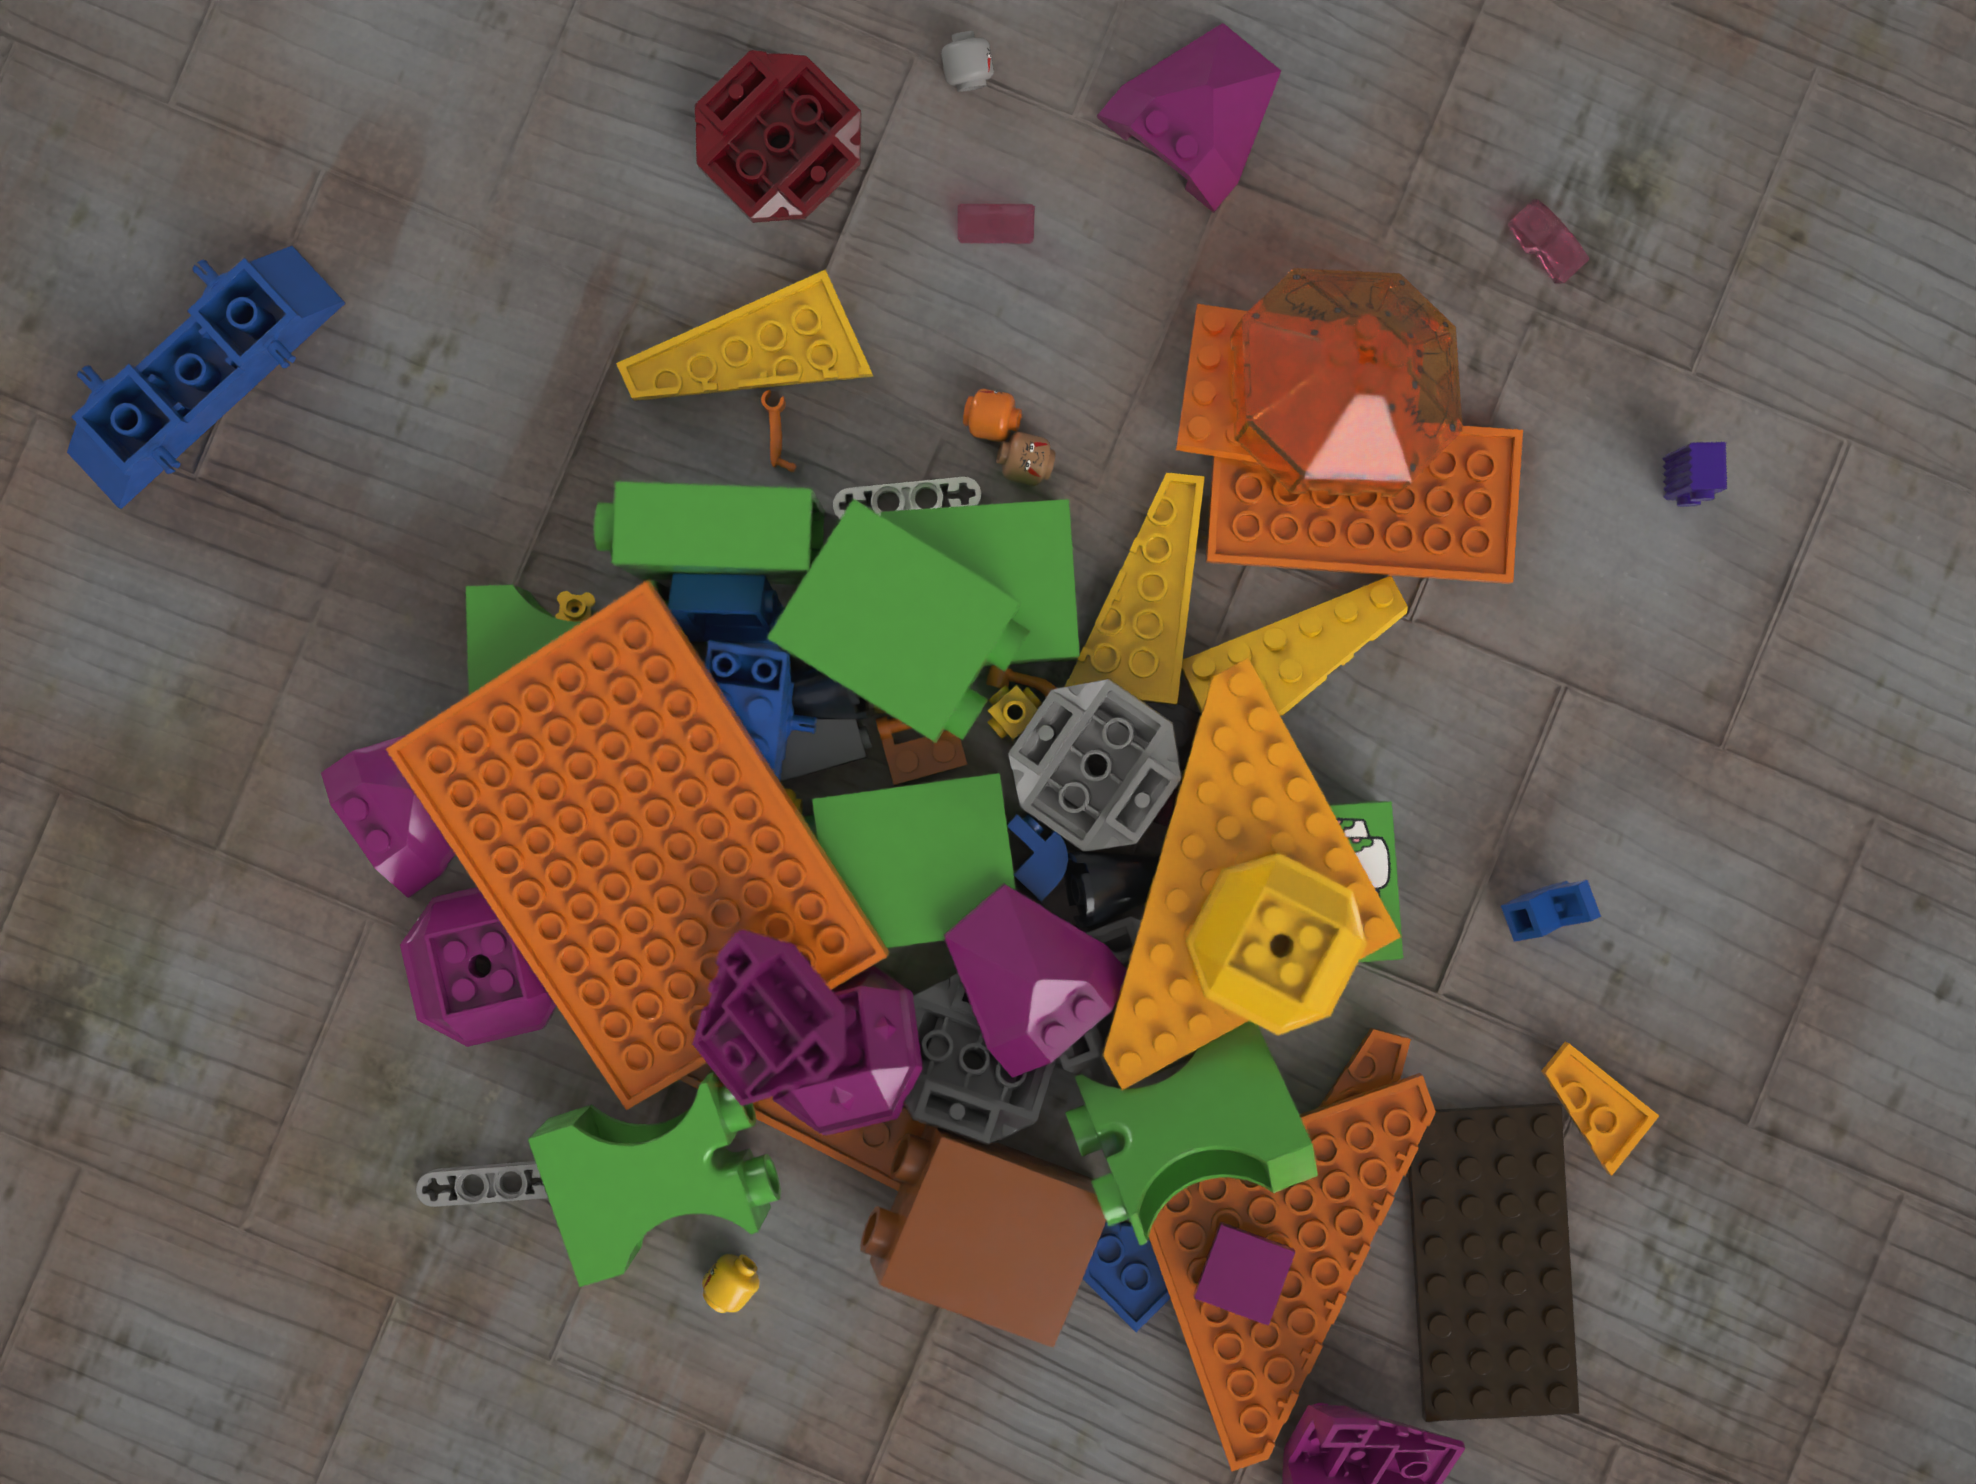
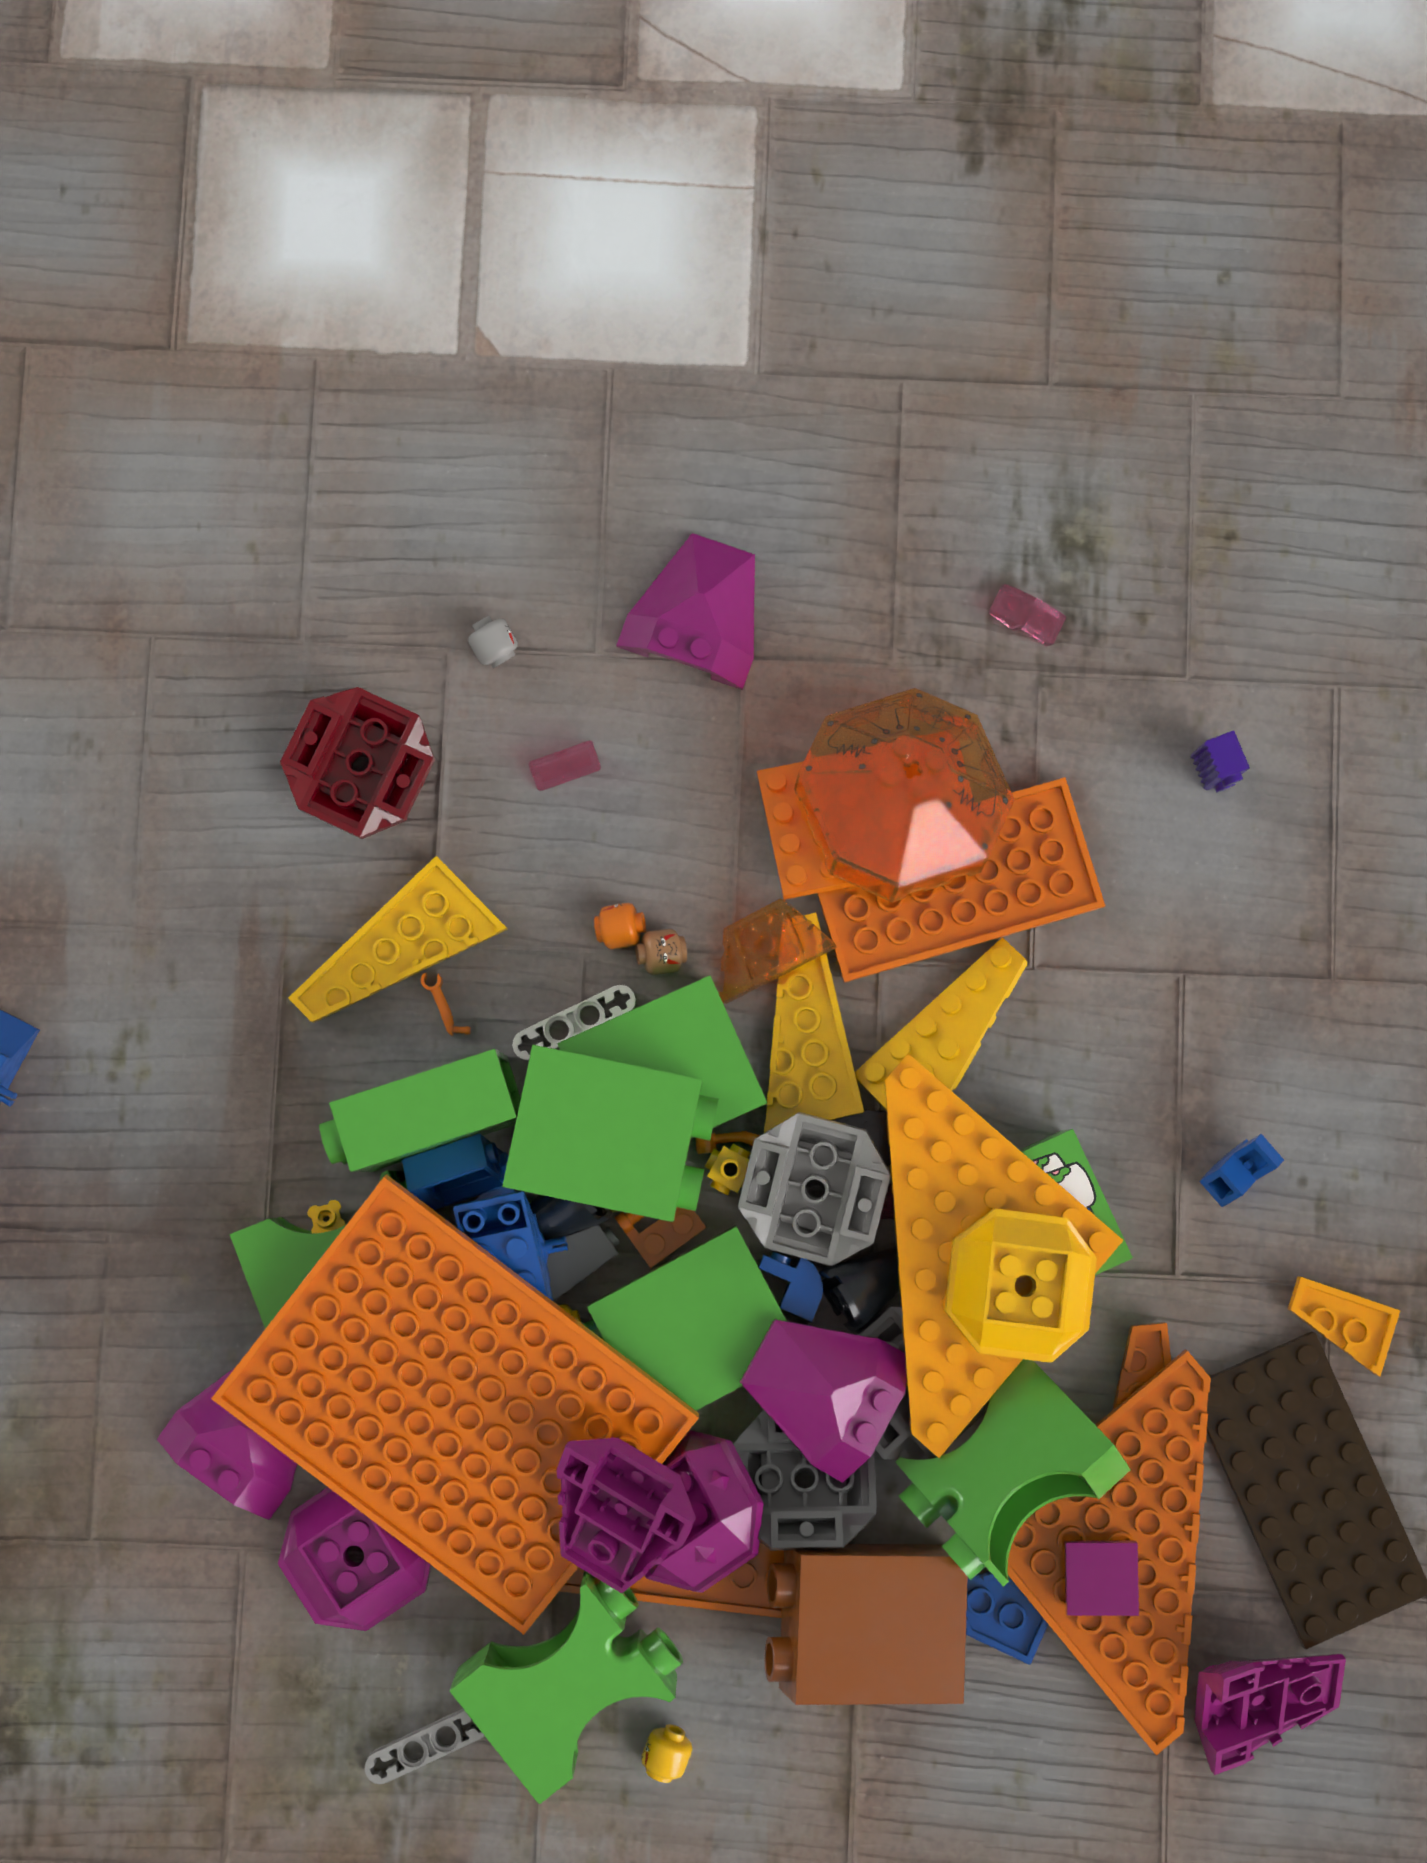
camera: 20 degrees left, 5 degrees down
(1140, 494) = (767, 947): none -> clear orange wing

